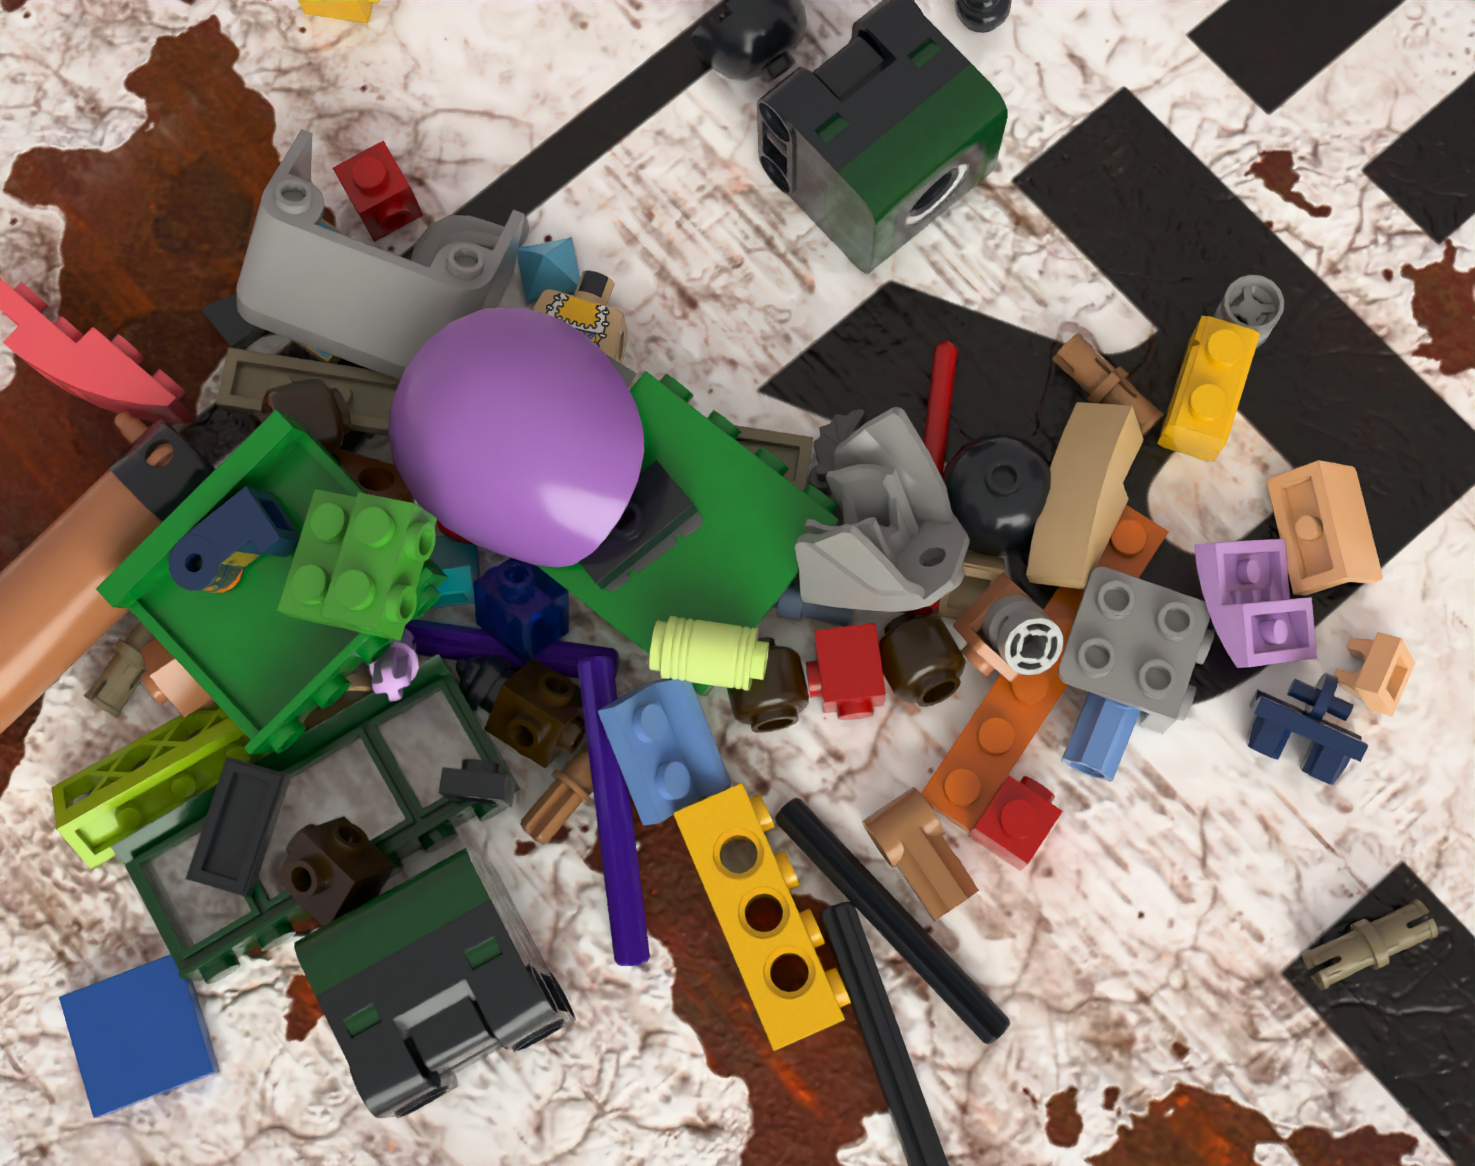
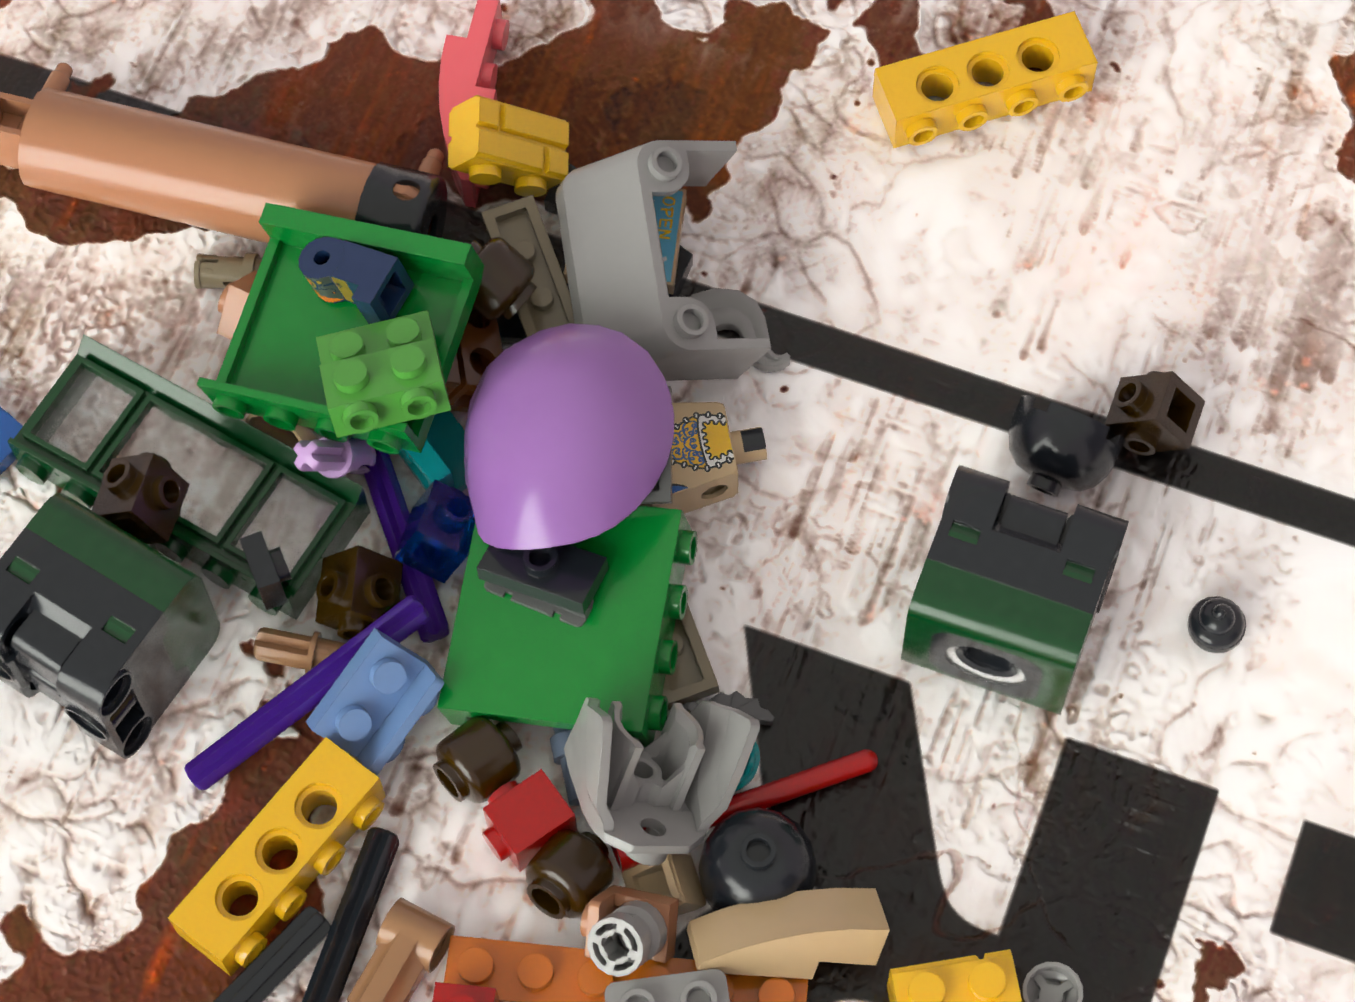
camera: 55 degrees right, 10 degrees down
(131, 800) = (137, 332): lime fence -> none
(162, 343) = (508, 145): none -> yellow brick
(238, 827) = (144, 415): black tile -> none
(378, 191) = (738, 234): red brick -> none
(483, 679) = (367, 532): black plate -> none
(548, 267) = (755, 402): medium azure slope -> none
(708, 652) = (468, 687): yellowish green head -> none
(1103, 381) = (911, 909): medium nougat pin -> none

